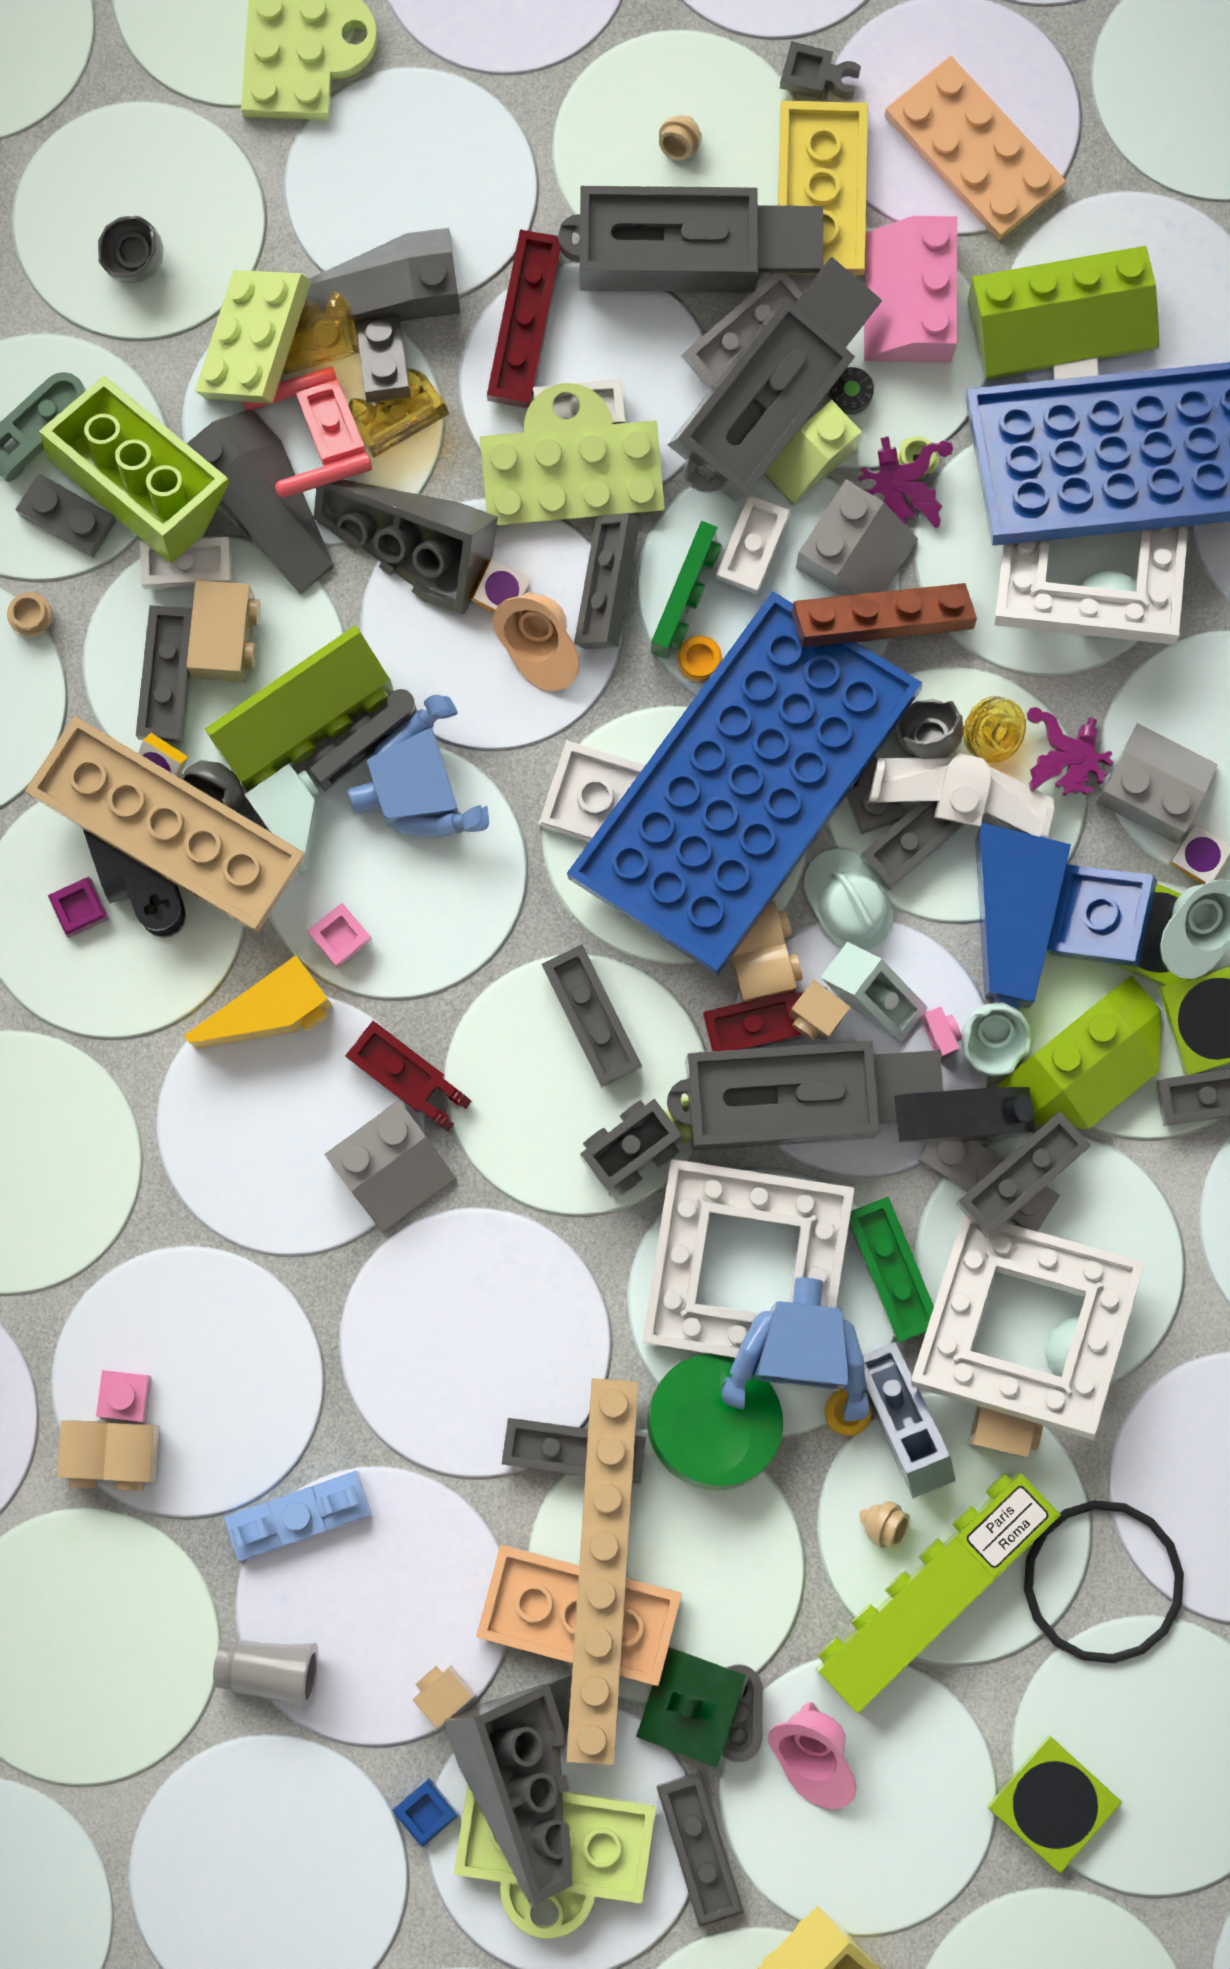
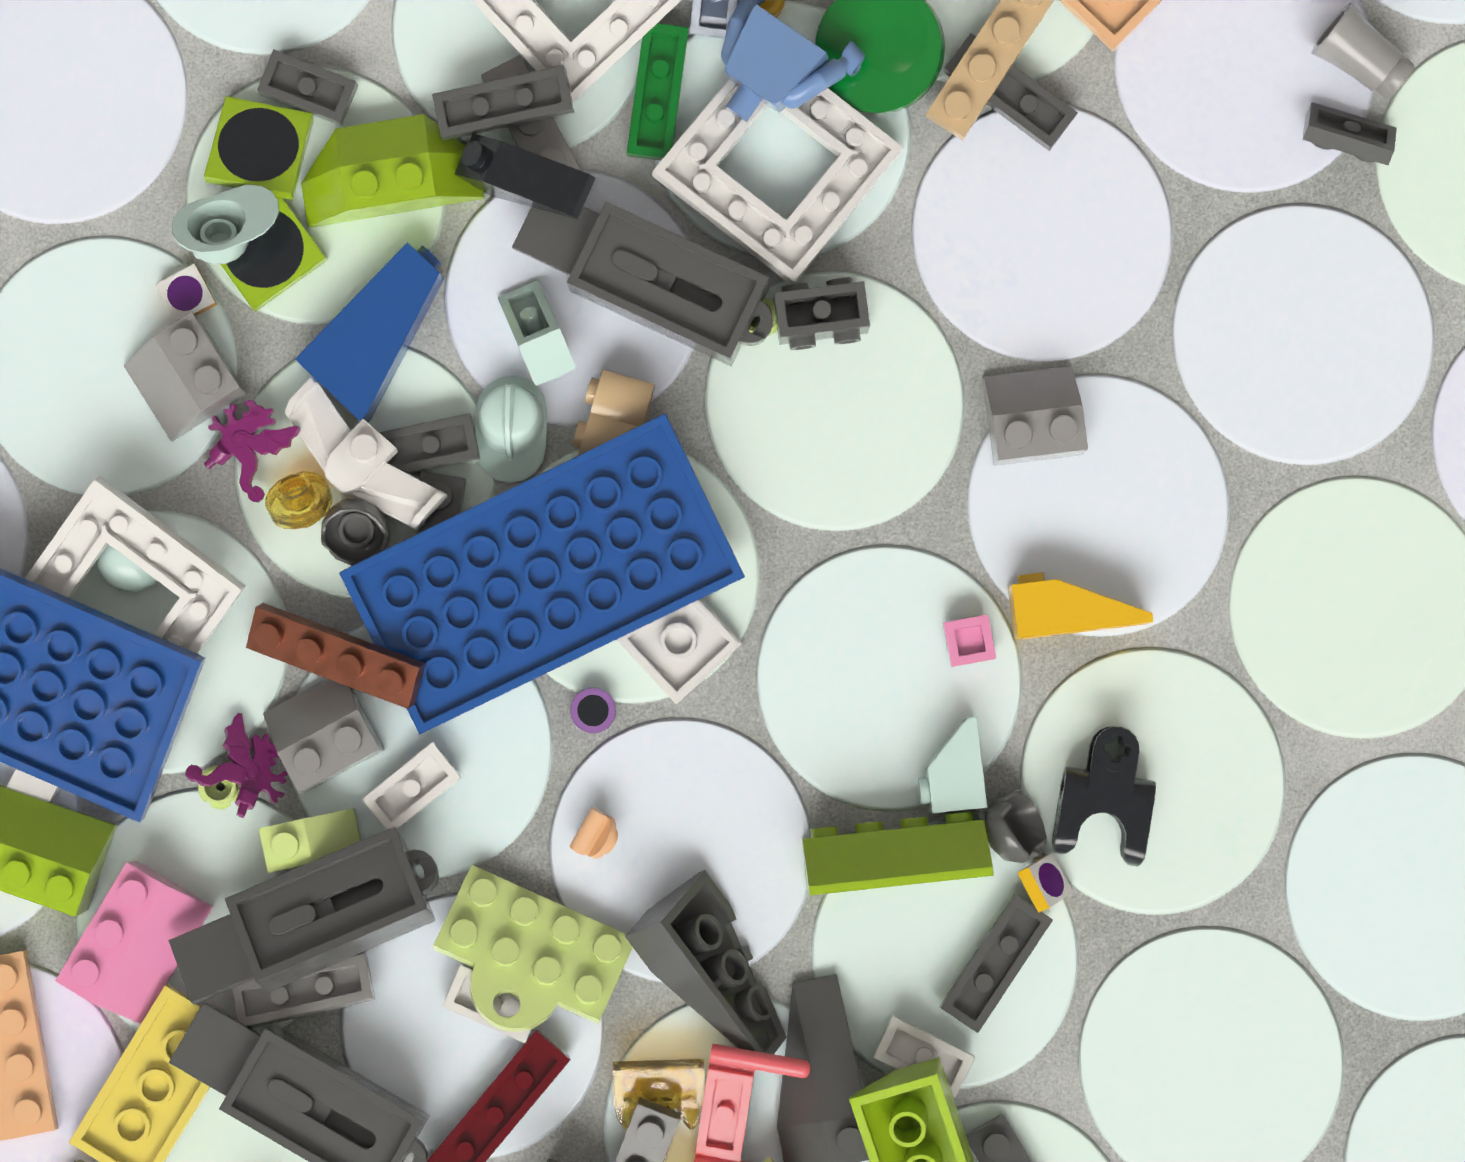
camera: 155 degrees left, 5 degrees up
(29, 614) = (1088, 1088): tan plate -> none
(78, 907) = (1183, 796): magenta tile -> none
(108, 1452) = (1403, 306): tan brick -> none
(123, 1396) = (1365, 349): bright pink plate -> none
(165, 824) = (1071, 816): tan plate -> none
(222, 631) = (925, 972): tan brick -> none
(241, 1587) = (1349, 133): none -> dark grey plate
(297, 1515) = (1270, 169): light blue plate -> none
(336, 762) = (851, 804): dark grey plate -> none
(403, 1073) = (979, 489): dark red hinge -> none
(413, 782) = (831, 739): medium blue torso -> none
(497, 585) = (658, 874): tile -> none
(537, 640) = (651, 806): light nougat piece -> none
(572, 590) = (596, 835): none -> light nougat plate
(591, 1016) = (790, 448): dark grey plate -> none
(607, 581) = (553, 830): dark grey plate -> none
(635, 696) = (593, 710): none -> tile
(686, 591) = (494, 777): green plate -> none
(698, 658) = (517, 712): light orange tile -> none
(752, 1023) = (646, 359): dark red hinge -> none
(818, 1012) = (597, 334): tan plate -> none
(852, 391) = (239, 876): black tile -> none
(942, 1032) = (499, 265): bright pink plate -> none
(995, 1038) = (458, 232): light aqua hair -> none
(1102, 915) = (303, 285): plate -> none

